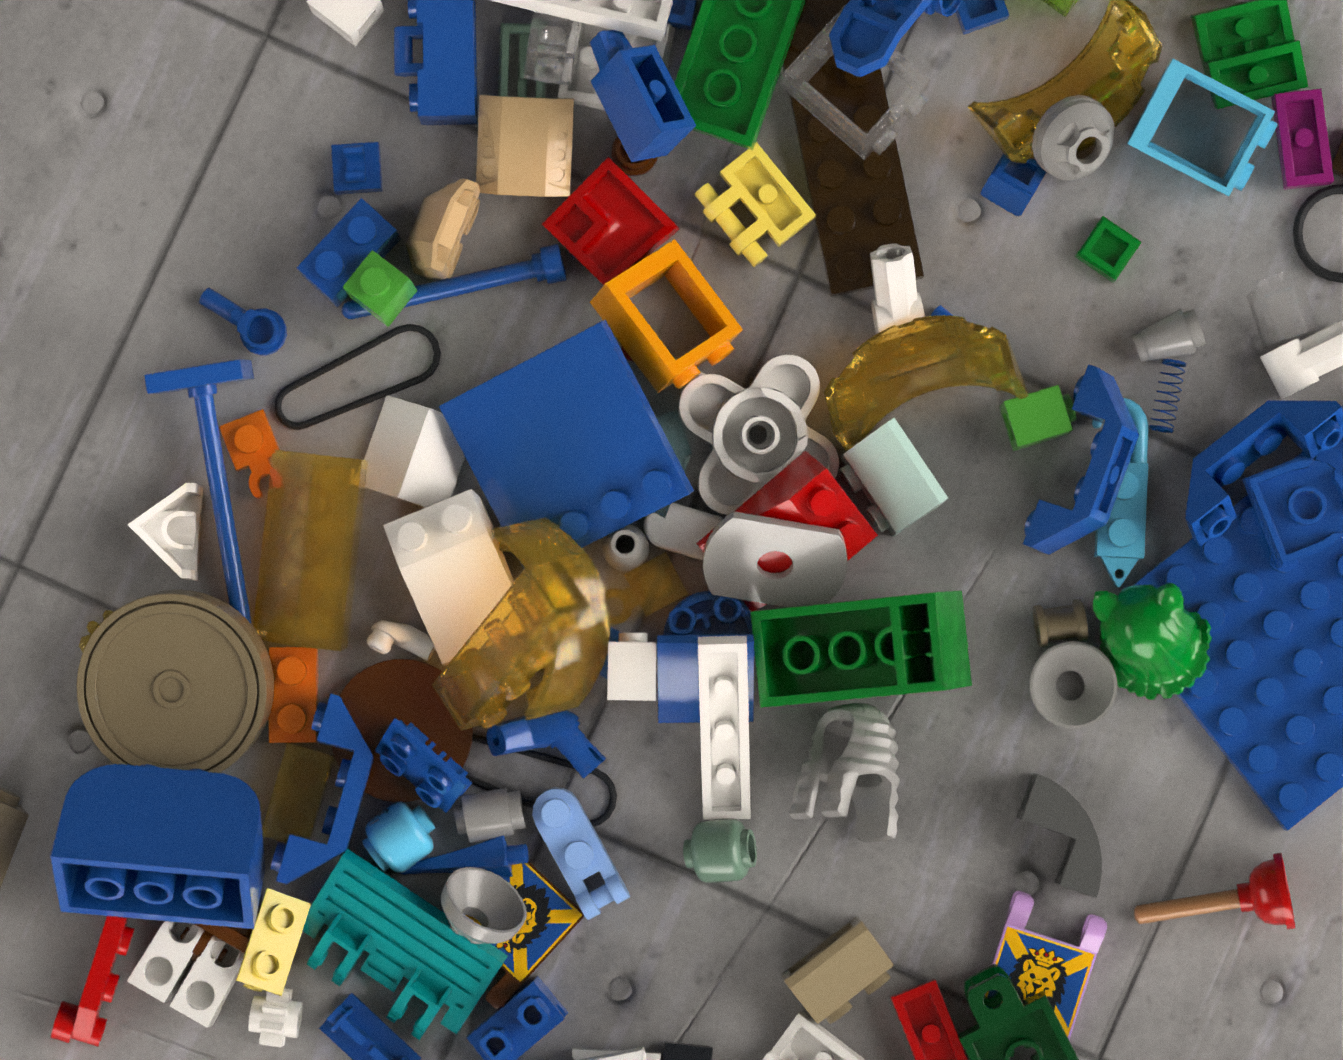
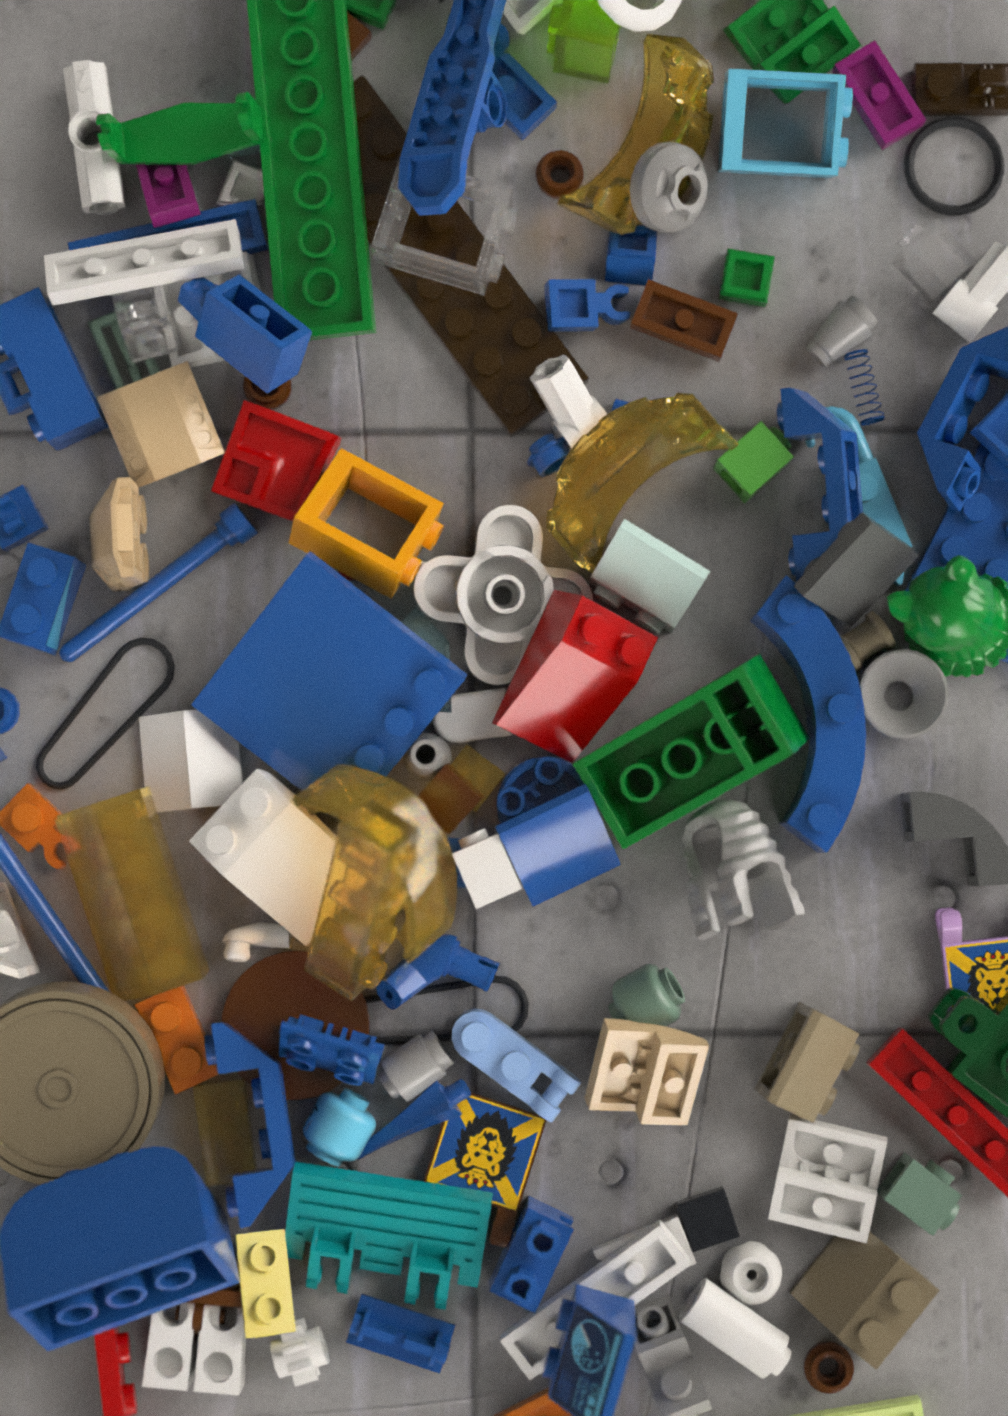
camera: 25 degrees left, 0 degrees up
(380, 288) = (84, 619): bright green brick -> none
(488, 900) = (451, 1148): light grey piece -> none
(629, 592) = (450, 798): none -> reddish brown tile
(691, 912) = (646, 1071): none -> tan slope
(724, 727) = (597, 883): white plate -> none
(742, 538) = (533, 702): light grey piece -> none
(765, 194) = (408, 370): light yellow plate -> none
(856, 327) = (548, 454): none -> blue plate
(944, 206) = (575, 305): none -> blue plate
(987, 67) = (555, 161): none -> reddish brown plate
(1004, 669) = (832, 713): none -> blue brick
(1032, 262) = (683, 320): none -> reddish brown plate
(1080, 555) = (855, 569): none -> dark grey tile

